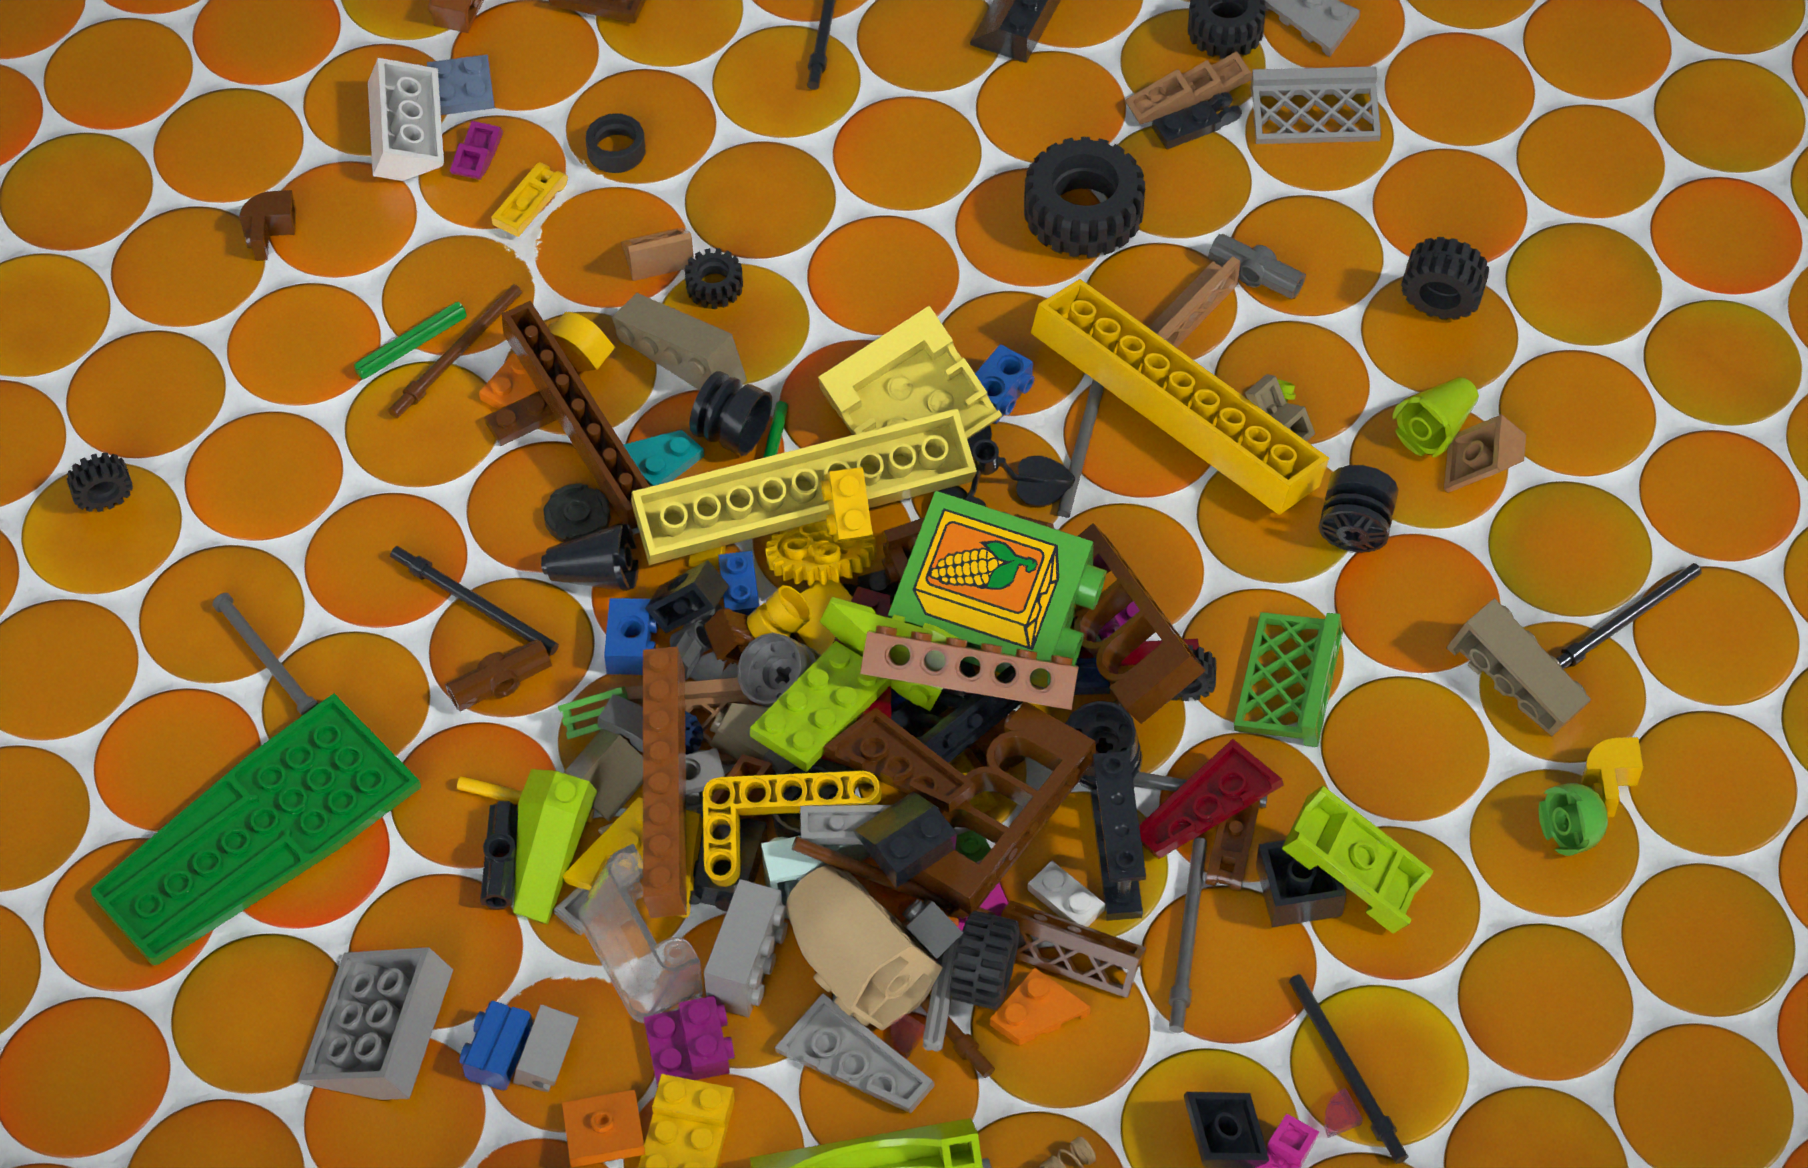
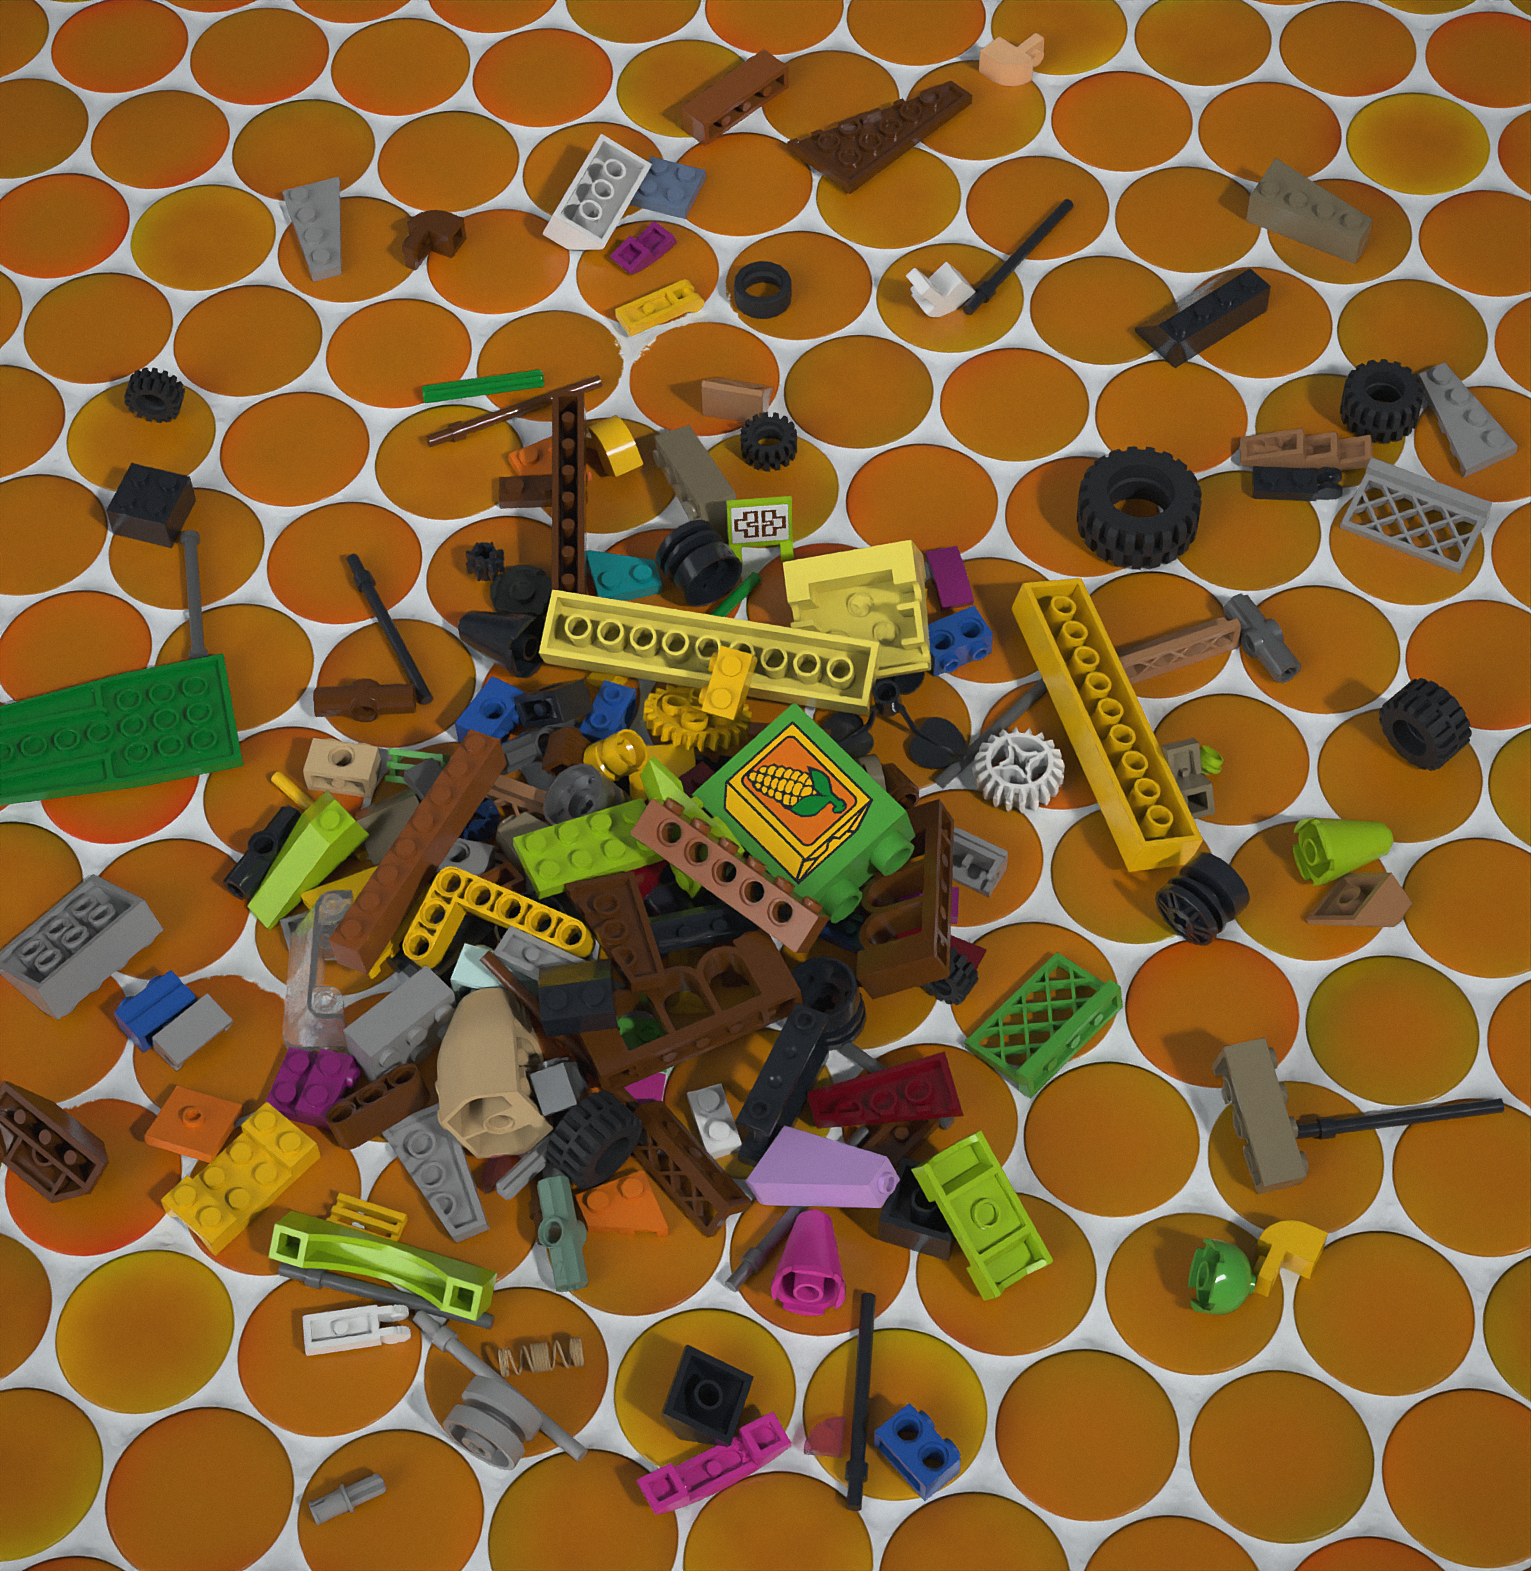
camera: 30 degrees right, 0 degrees up
(140, 254) = (317, 224): none -> light grey wing
(166, 587) = (151, 505): none -> black brick
(511, 759) = (356, 778): none -> tan brick
(525, 499) = (485, 561): none -> black gear
(766, 1028) = (378, 1106): none -> reddish brown beam
(770, 352) = (761, 524): none -> flag
(781, 77) = (941, 292): none -> white brick
(816, 1122) = (371, 1209): none -> yellow tile
(963, 331) = (949, 578): none -> magenta slope
(1021, 1073) = (562, 1234): none -> sand green piece
(1129, 481) = (1012, 779): none -> white gear
(1148, 562) = (977, 862): none -> light grey hinge
(1199, 891) = (820, 1172): none -> lavender slope
(1237, 976) = (810, 1267): none -> dark pink cone
(1421, 1093) = (909, 1456): none -> blue brick

